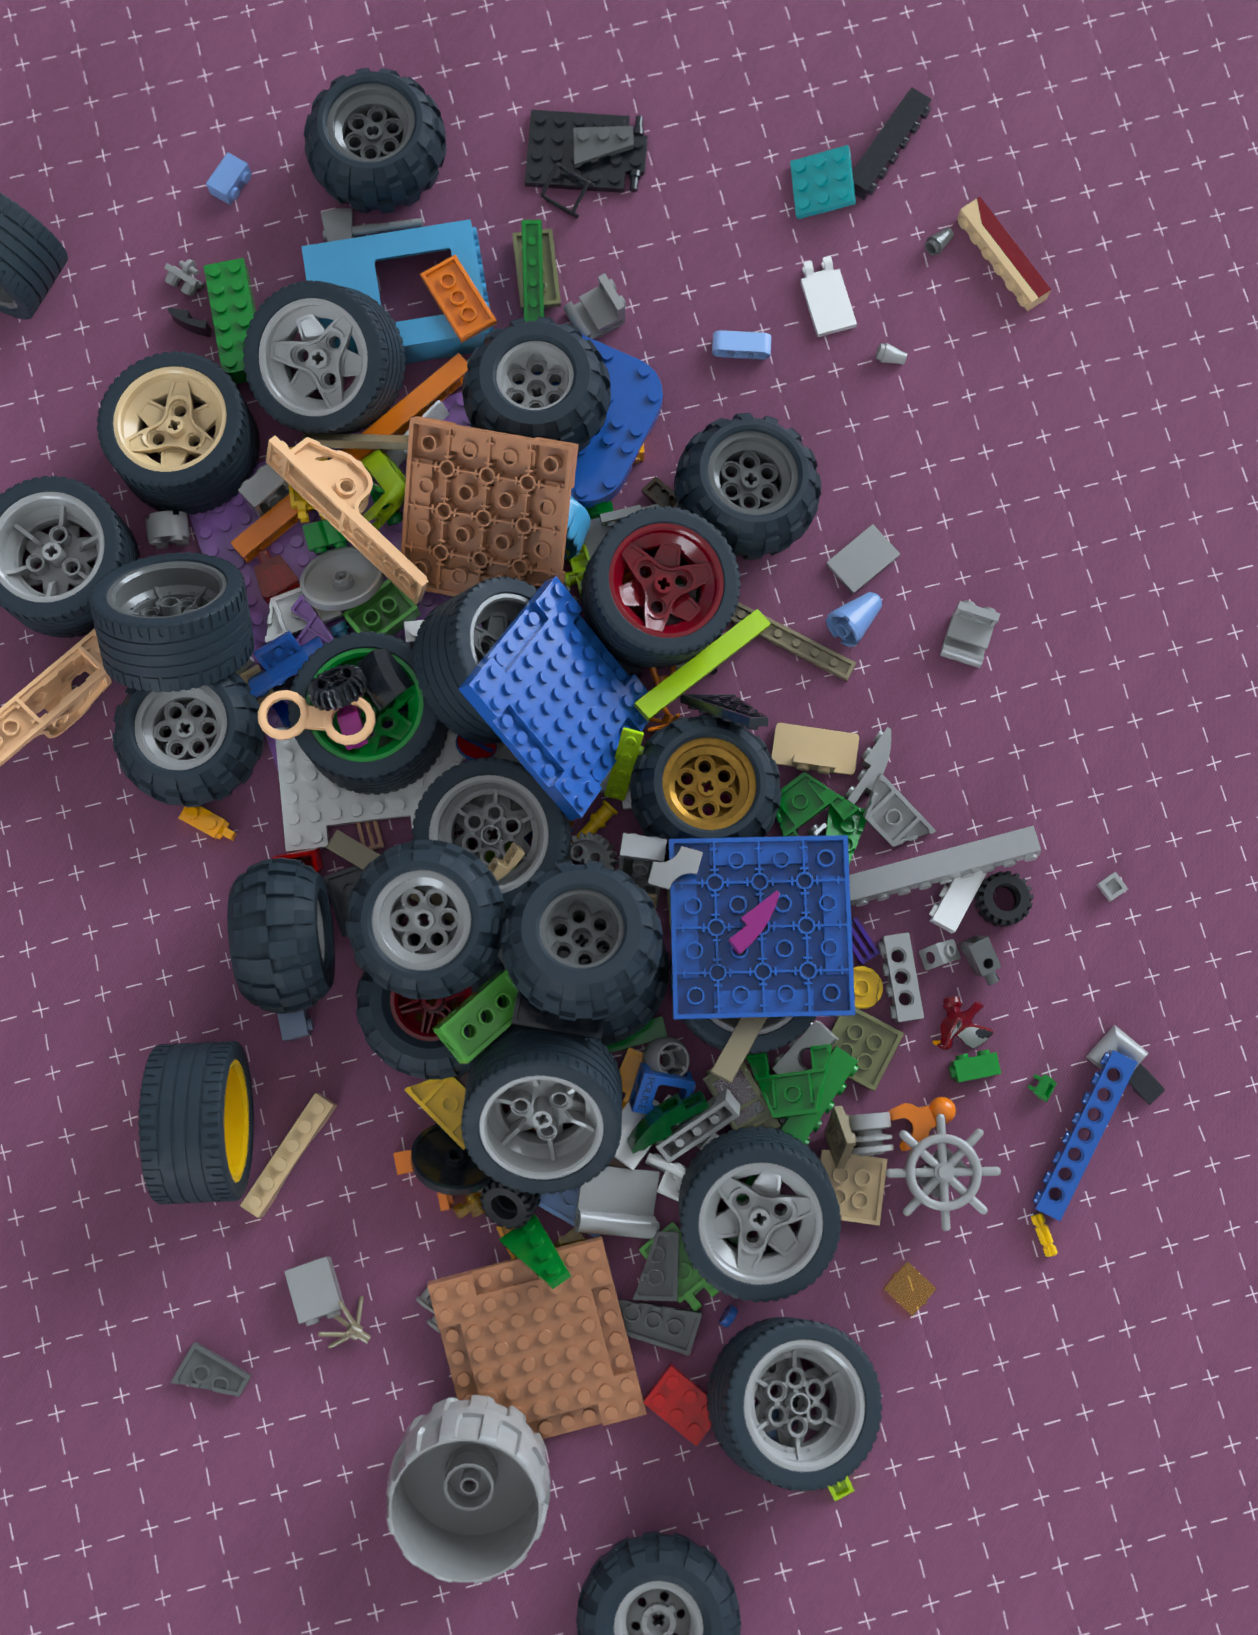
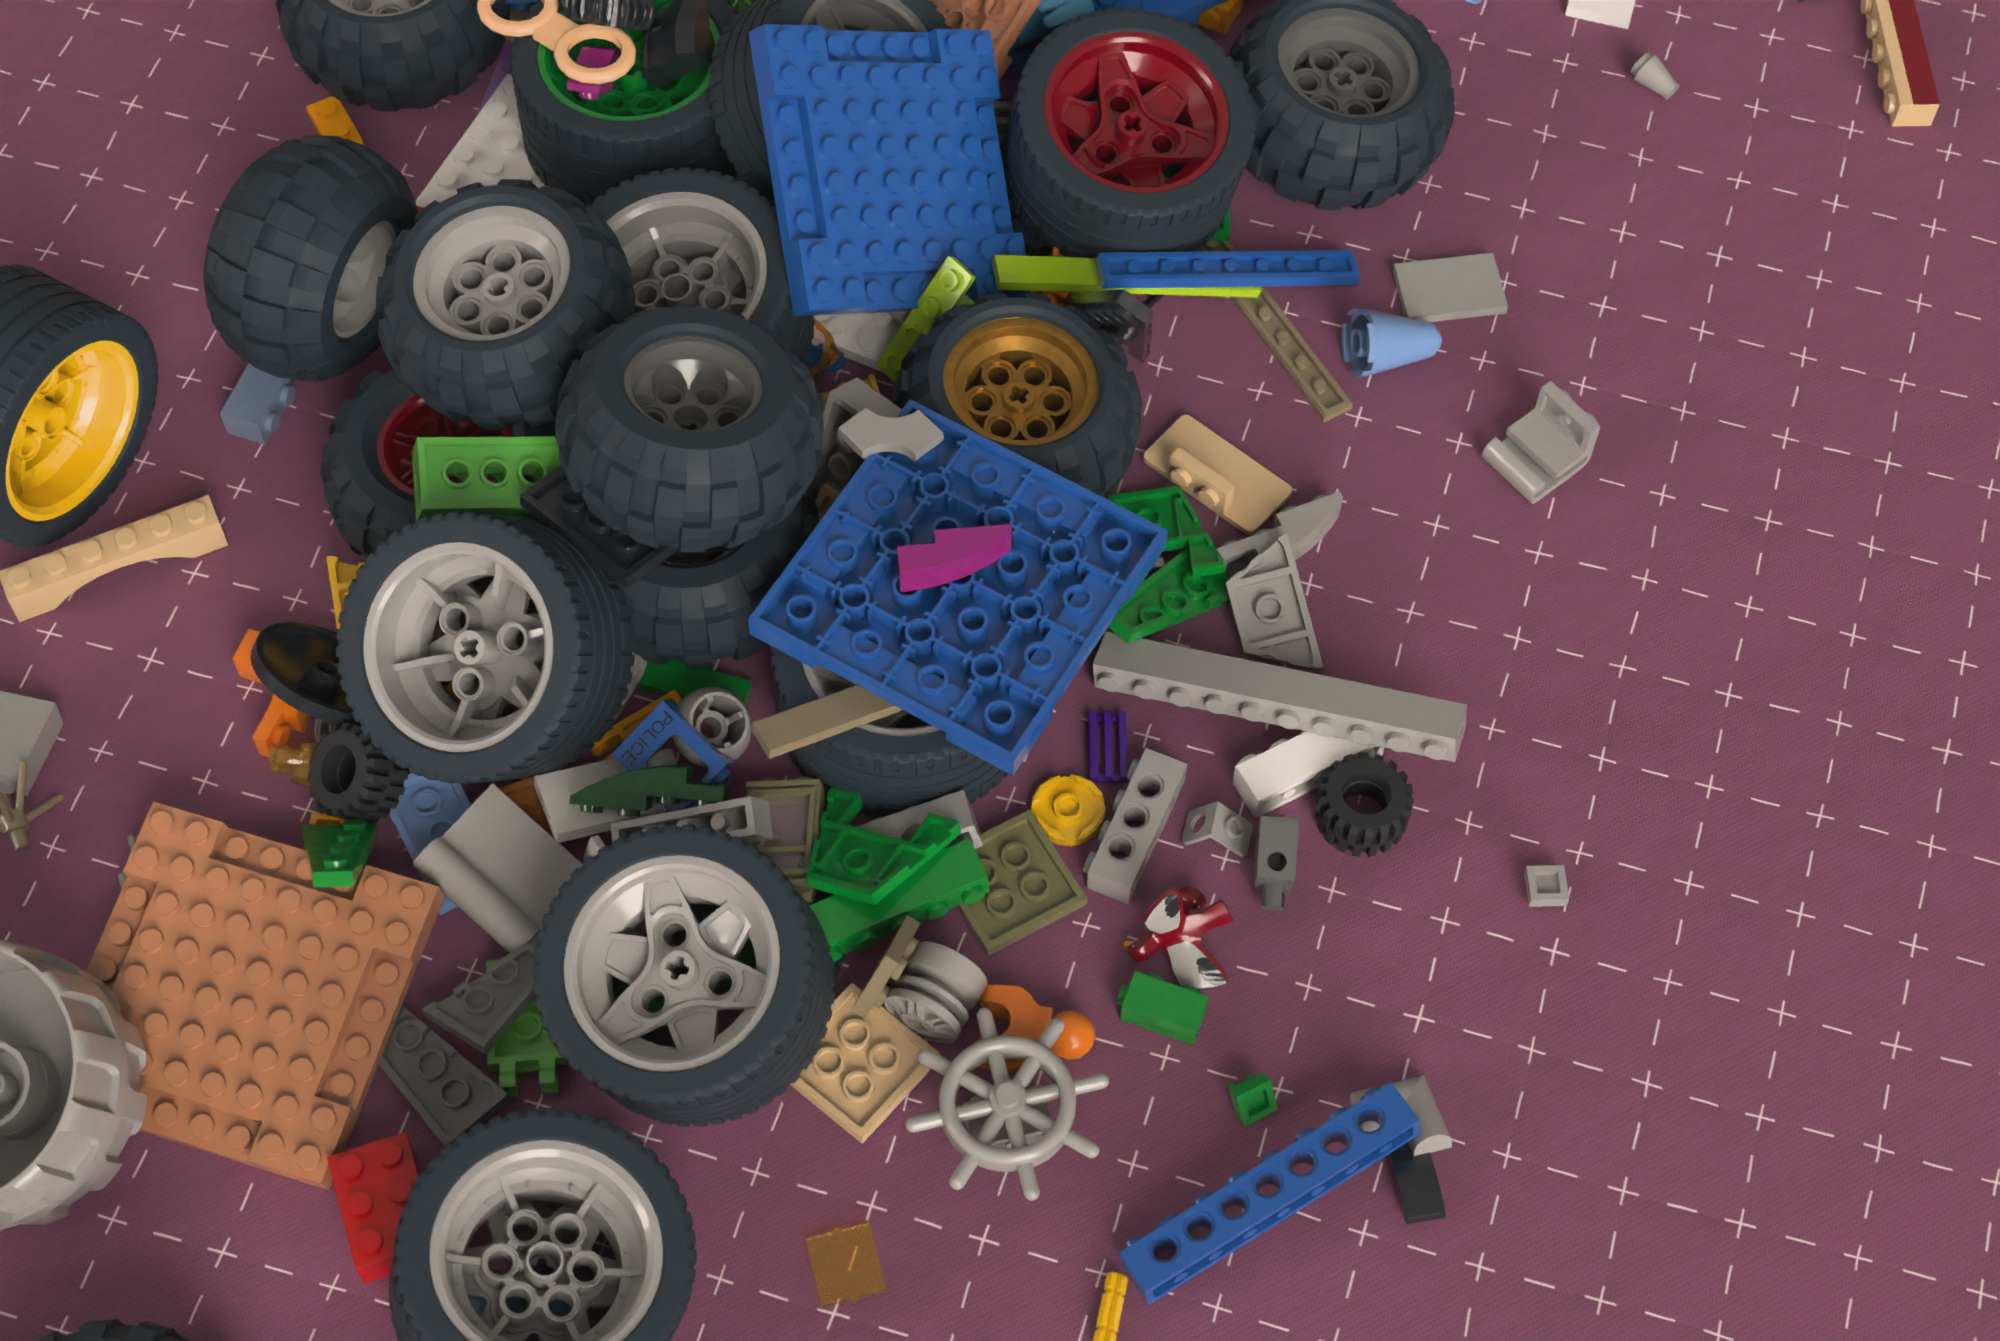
camera: 30 degrees right, 20 degrees down
(750, 626) = (1226, 269): none -> blue plate

